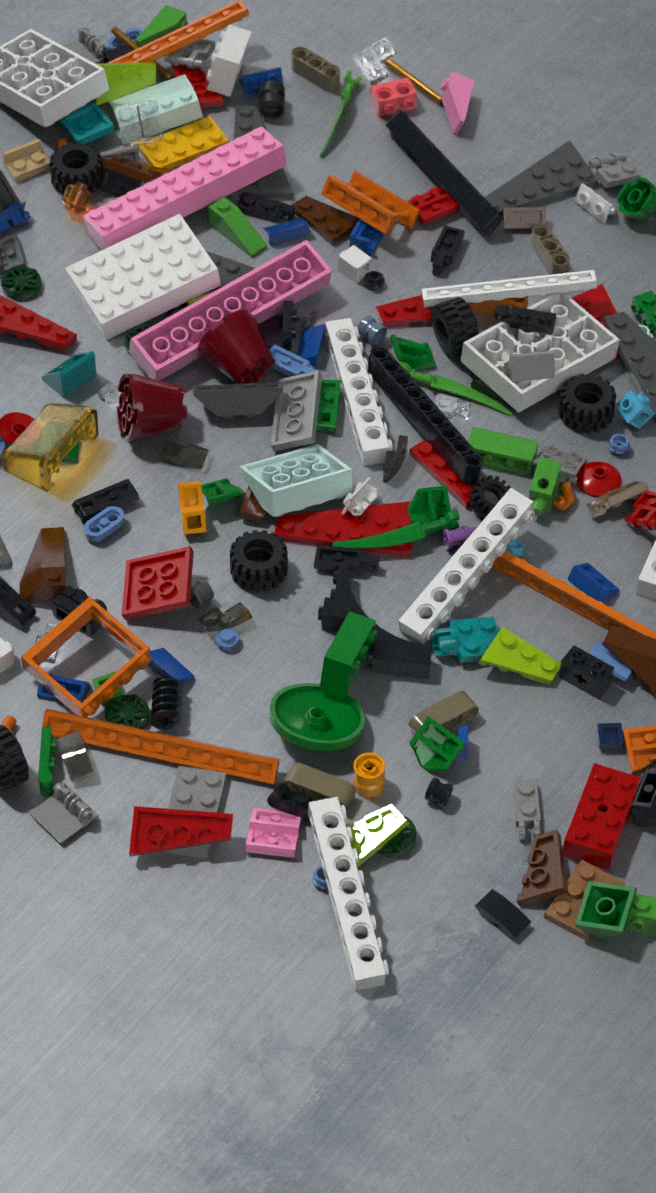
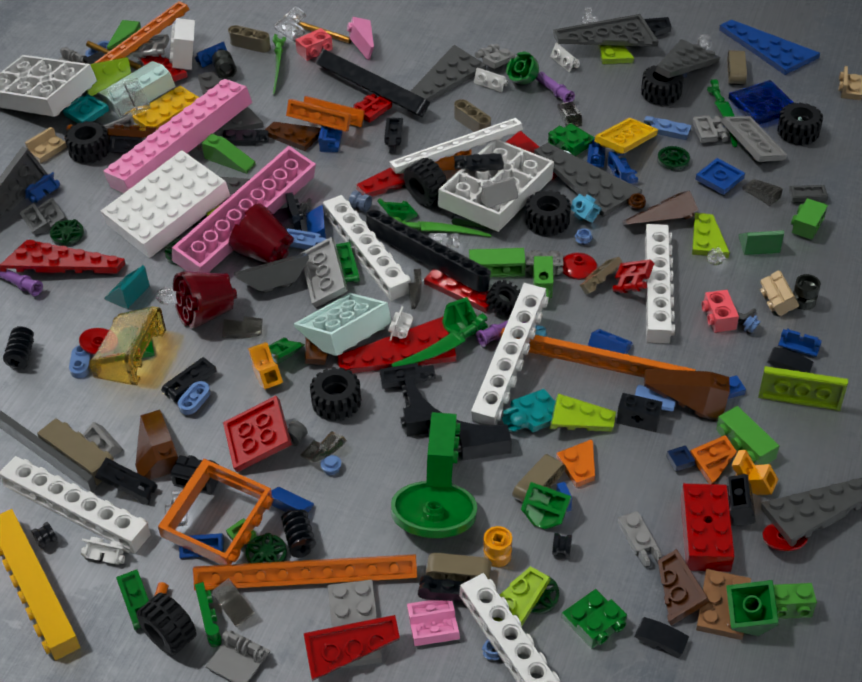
camera: 15 degrees left, 5 degrees down
(76, 197) = (94, 161): clear orange head -> none
(286, 231) = (266, 149): blue slope -> none
(354, 264) = (328, 158): white brick -> none
(374, 280) = (347, 167): black plate -> none
(442, 876) = (595, 618): none -> green plate
(497, 710) = (579, 463): none -> orange wing
(523, 217) = (442, 99): plate -> none
(566, 499) = (561, 284): orange arm -> none

